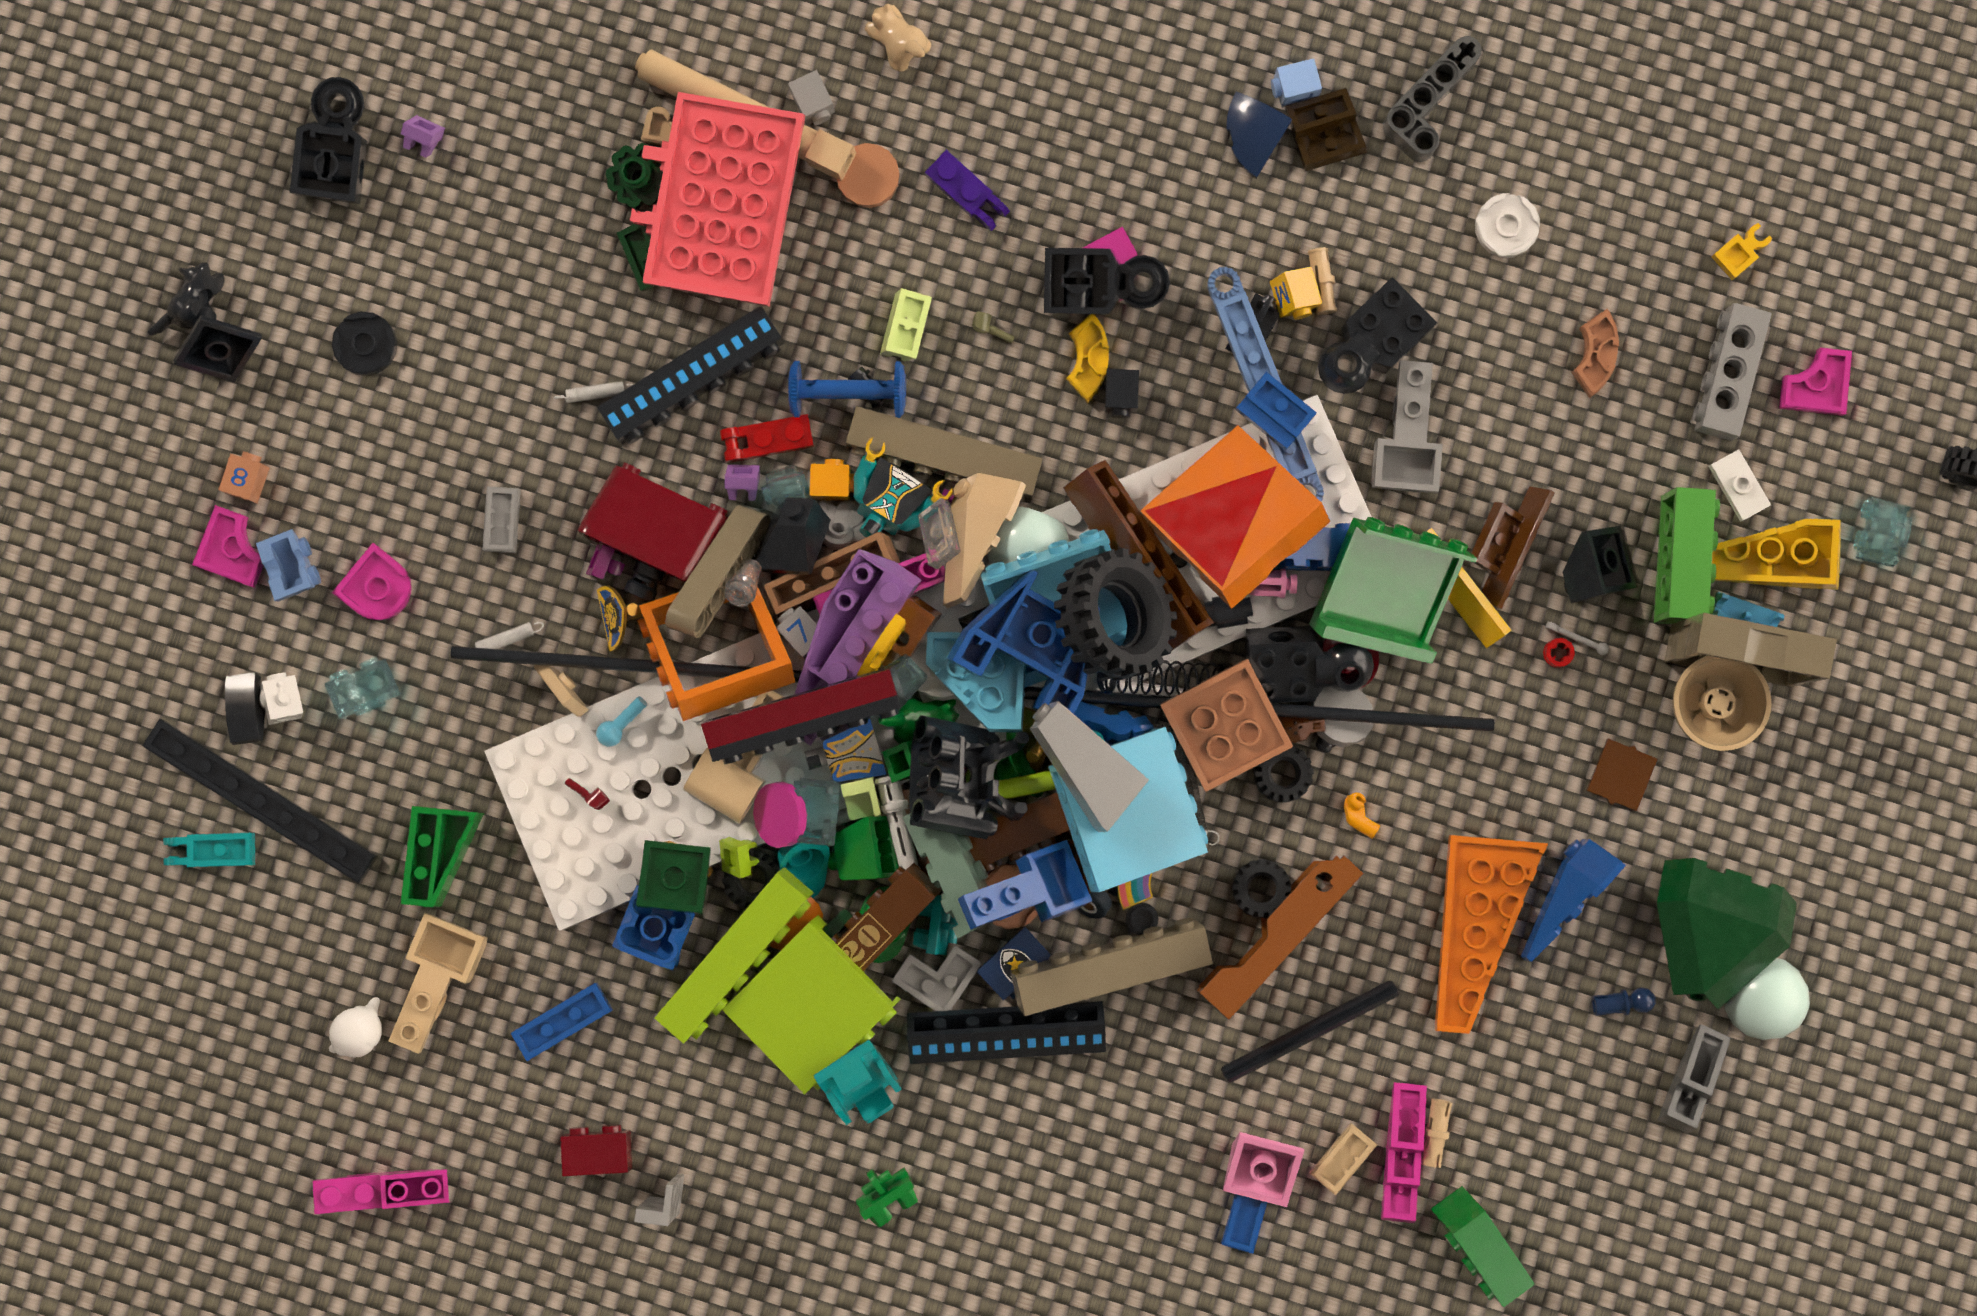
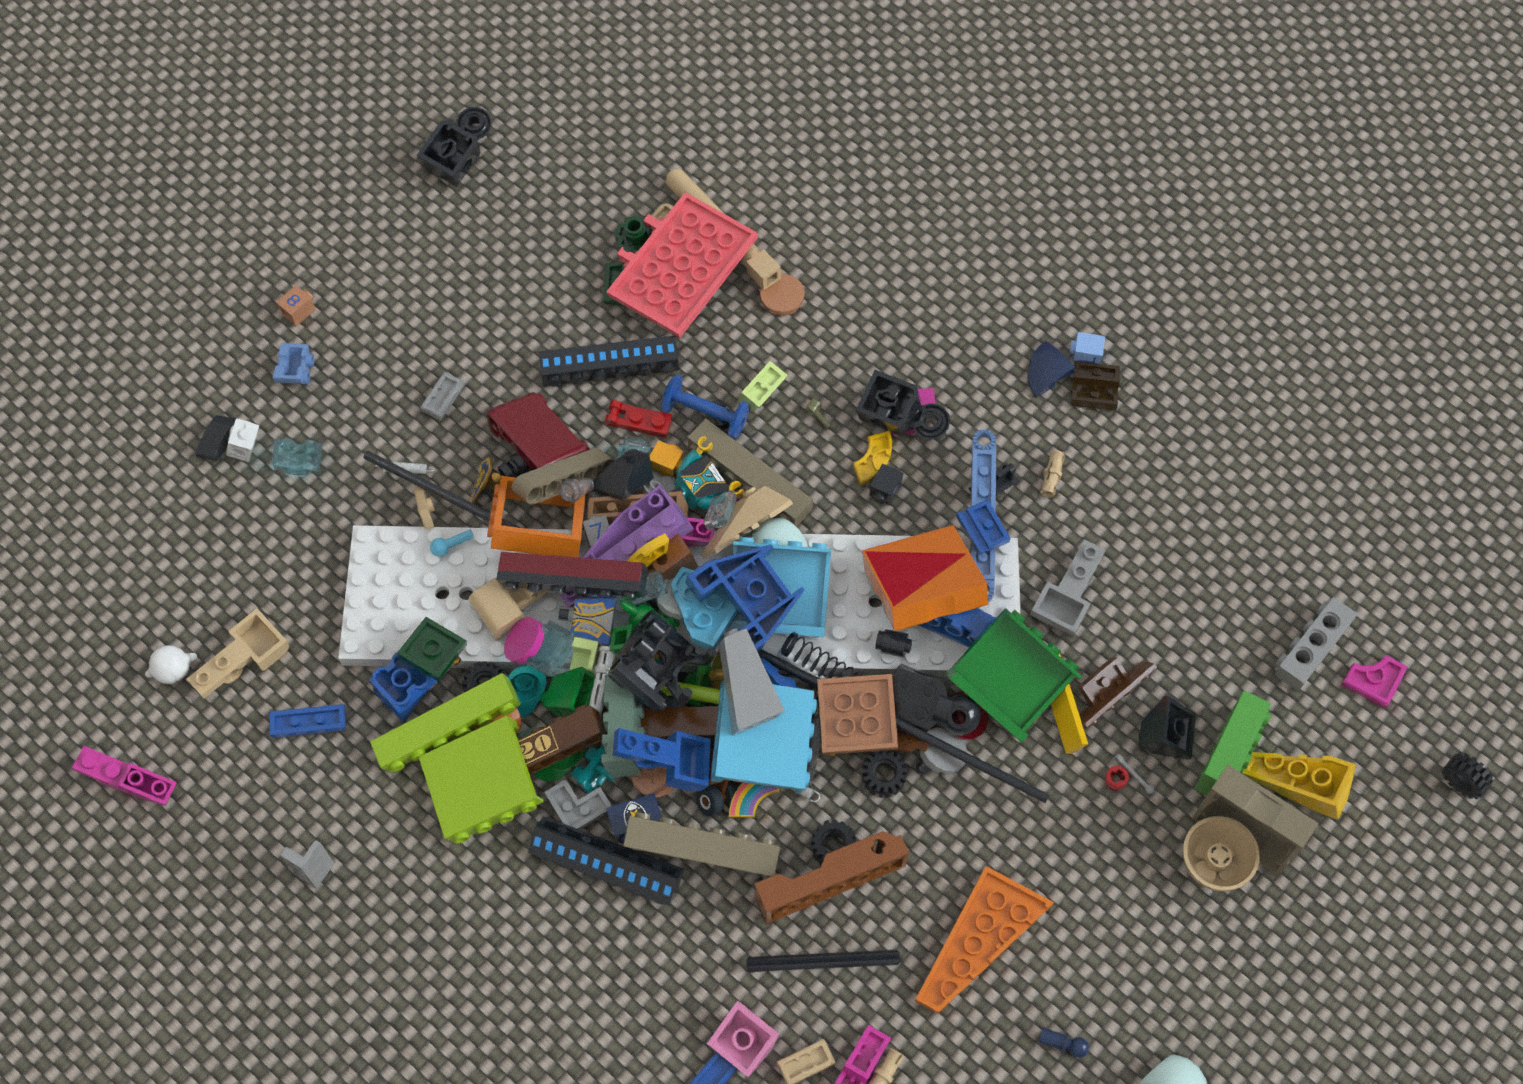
camera: 20 degrees right, 20 degrees down
(191, 299) = (321, 197): black animal -> none
(214, 850) = (145, 514): teal hinge -> none
(217, 348) = (322, 222): black slope -> none
(227, 548) = (262, 342): dark pink tile -> none
(260, 801) = (194, 500): black tile -> none
(364, 343) = (414, 263): black tile -> none
(375, 585) = (341, 403): dark pink tile -> none
(422, 131) = (517, 161): medium lavender tile -> none
(435, 852) = (286, 574): green wedge -> none
(592, 392) = (537, 346): white piece -> none
(596, 799) = (409, 582): dark red hand -> none
(596, 1152) = (282, 816): dark red brick -> none
(602, 563) = (493, 446): magenta tile -> none
(736, 857) = (480, 658): lime tile -> none
(742, 477) = (610, 434): medium lavender tile -> none
(812, 98) = (768, 235): light grey brick -> none
(859, 1082) = (485, 846): teal panel -> none
(883, 1191) = (453, 940): green hips -> none
(900, 39) = (840, 223): tan animal -> none
(964, 188) = (841, 326): dark purple hinge -> none
(1109, 508) = (848, 581): reddish brown brick -> none
(1141, 917) = (739, 825): black plate -> none
(1144, 607) = (834, 590): black tyre -> none
(1276, 585) = (940, 642): bright pink arm -> none
(1296, 293) = (1031, 471): yellow brick -> none
(1356, 815) = (923, 826): light orange arm -> none
(1375, 338) = (1073, 519): black brick -> none
(1435, 92) = (1201, 378): dark grey beam -> none
(1507, 225) = (1194, 491): white tile -> none
(1580, 876) = (1066, 937): blue wedge -> none
(1599, 354) = (1226, 597): nougat tile -> none
(1621, 774) = (1128, 882): reddish brown piece -> none
(1719, 928) = (1157, 1015): dark green panel -> none
(1739, 253) = (1349, 572): yellow plate -> none
(1739, 485) = (1292, 722): white plate -> none
(1884, 531) = (1385, 796): clear light blue cylinder -> none

